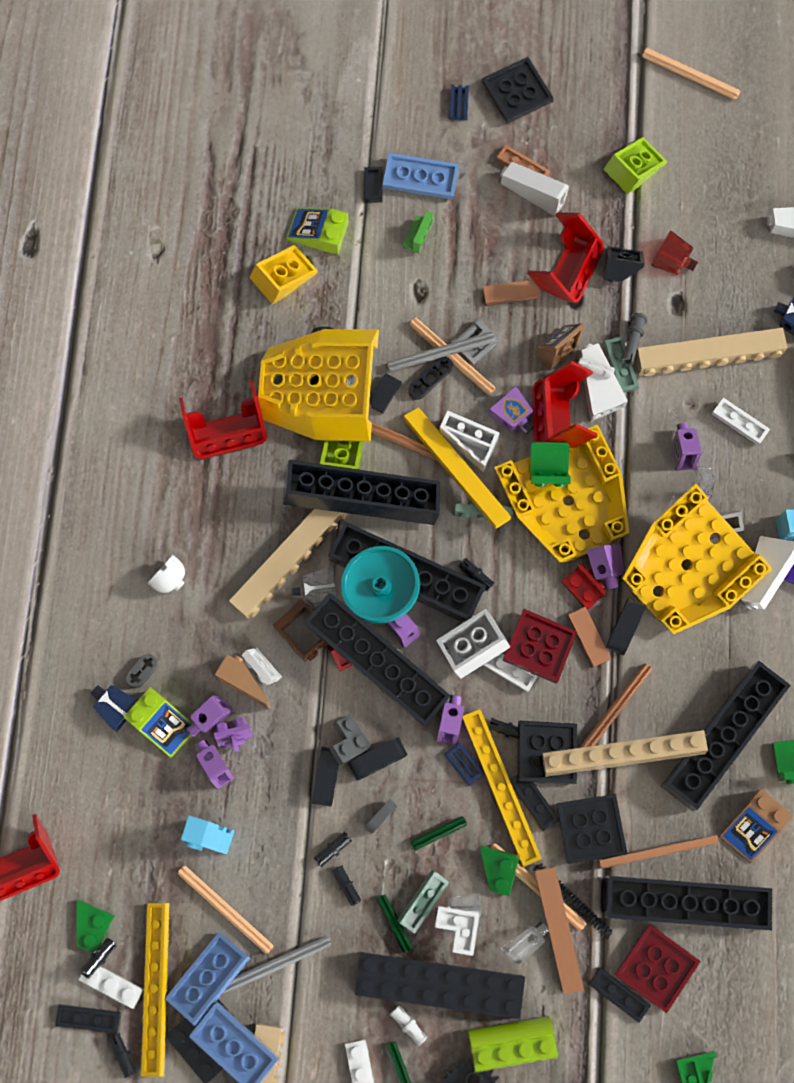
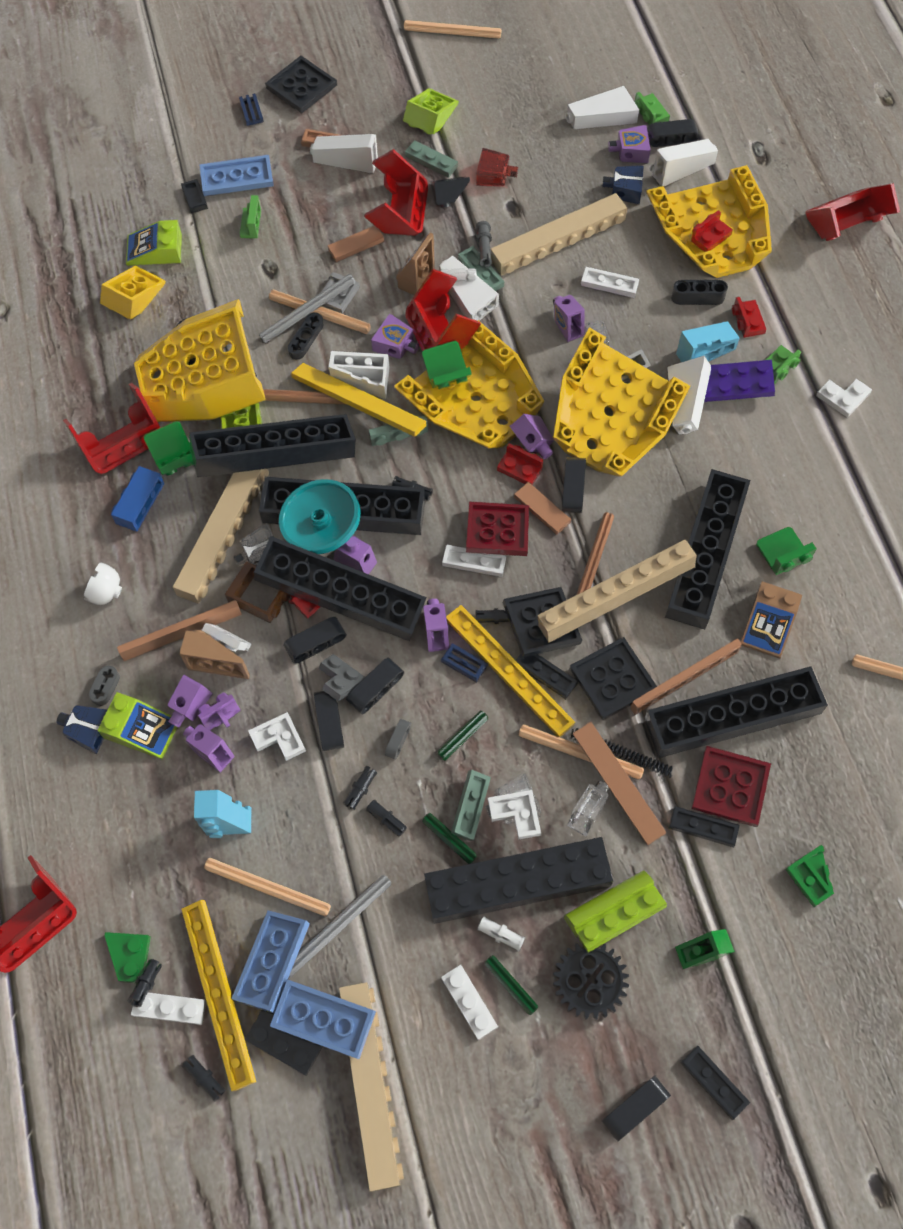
camera: 15 degrees left, 10 degrees down
(88, 1018) = (154, 1053): black tile -> none
(223, 497) = (137, 498): none -> blue brick
(224, 642) = (177, 631): none -> nougat tile
(268, 458) = (169, 448): none -> green bracket
(279, 770) = (281, 731): none -> white plate
(338, 695) = (314, 639): none -> black beam
(384, 393) = (266, 361): black tile -> none
(473, 643) = (431, 544): white brick -> none
(499, 869) = (537, 747): green wing -> none
(617, 220) = (431, 159): none -> sand green plate

